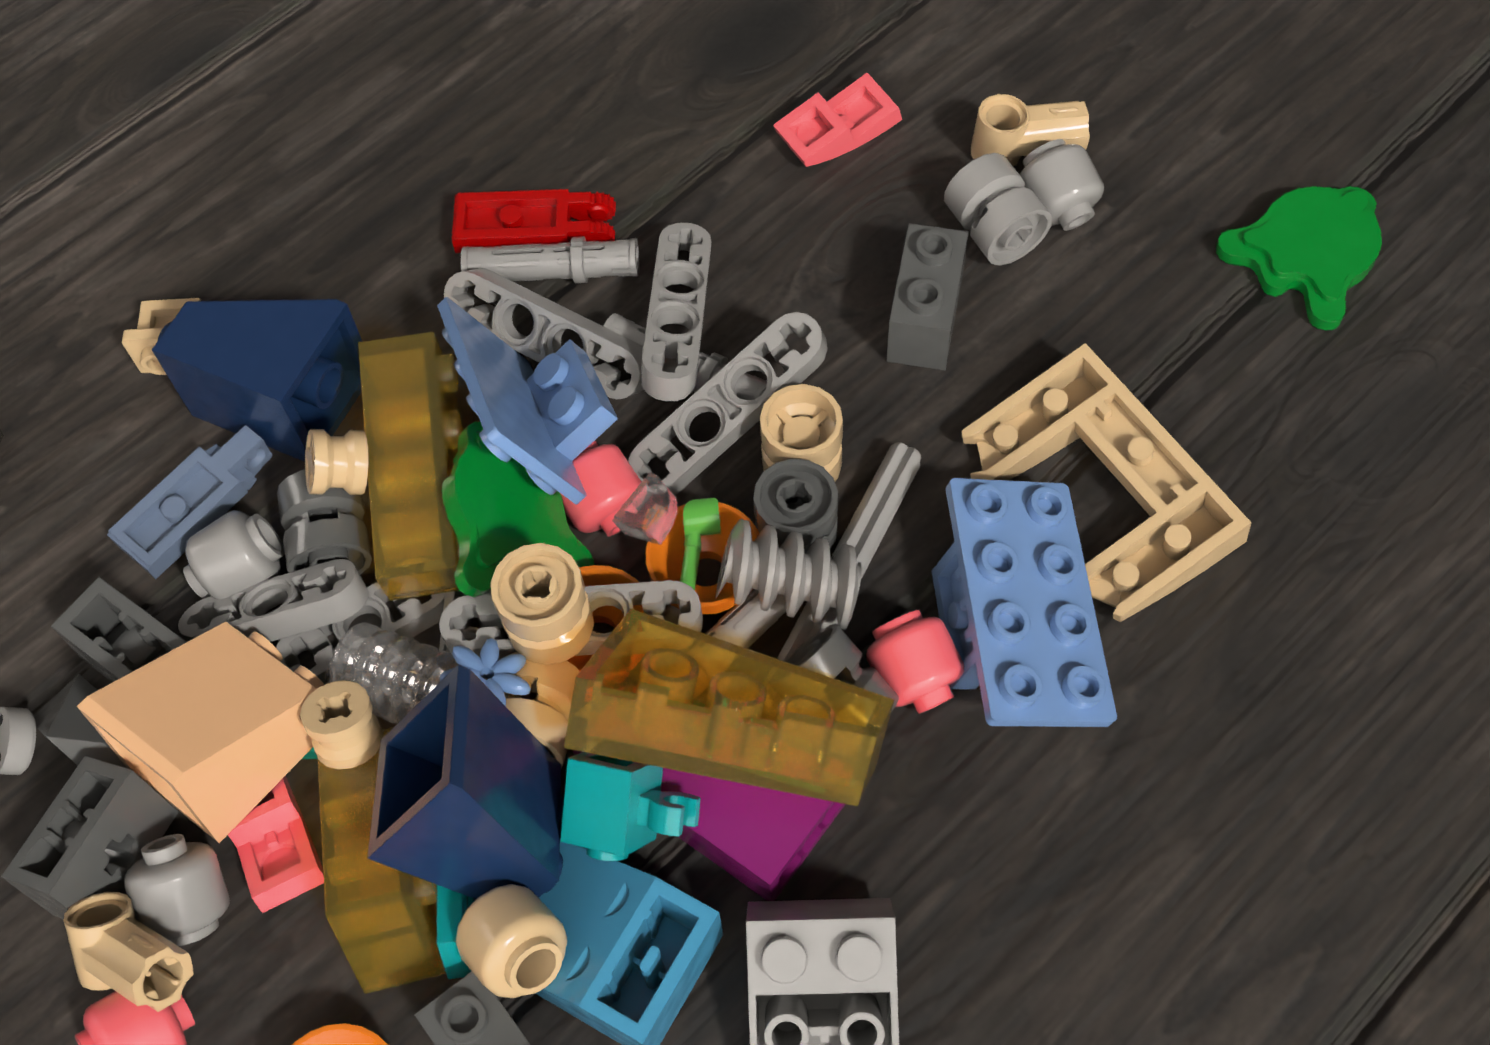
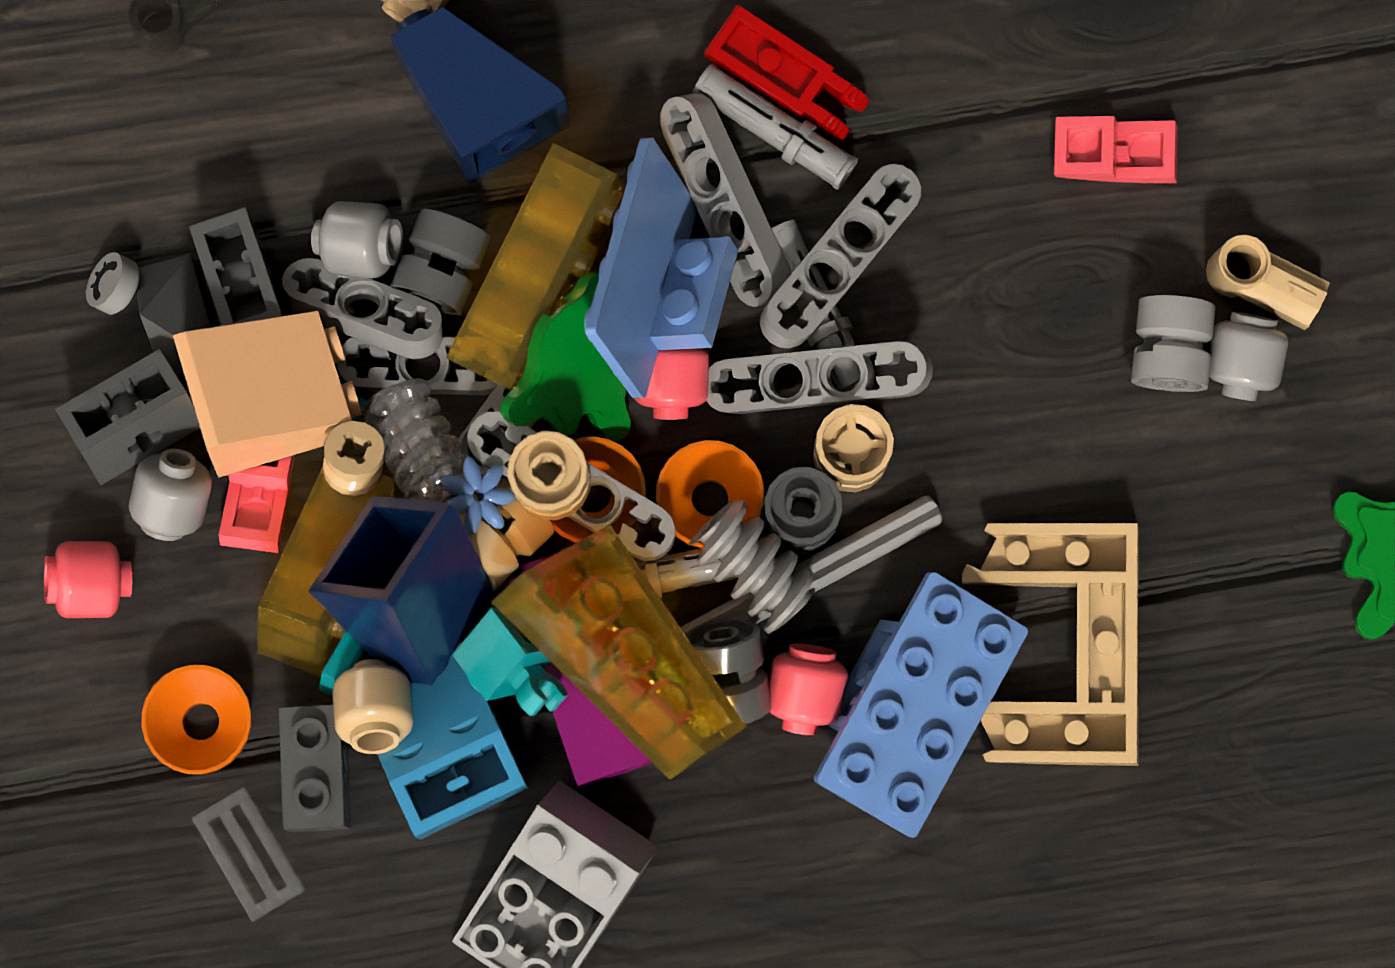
camera: 30 degrees right, 20 degrees up
(124, 954) = (109, 524): tan piece -> none
(189, 500) = (352, 160): sand blue hinge -> none
(336, 462) = (475, 235): tan wheel -> none
(648, 511) = (693, 430): clear tile -> none
(699, 519) = (722, 468): bright green hand -> none
(926, 296) = (1051, 385): dark grey brick -> none

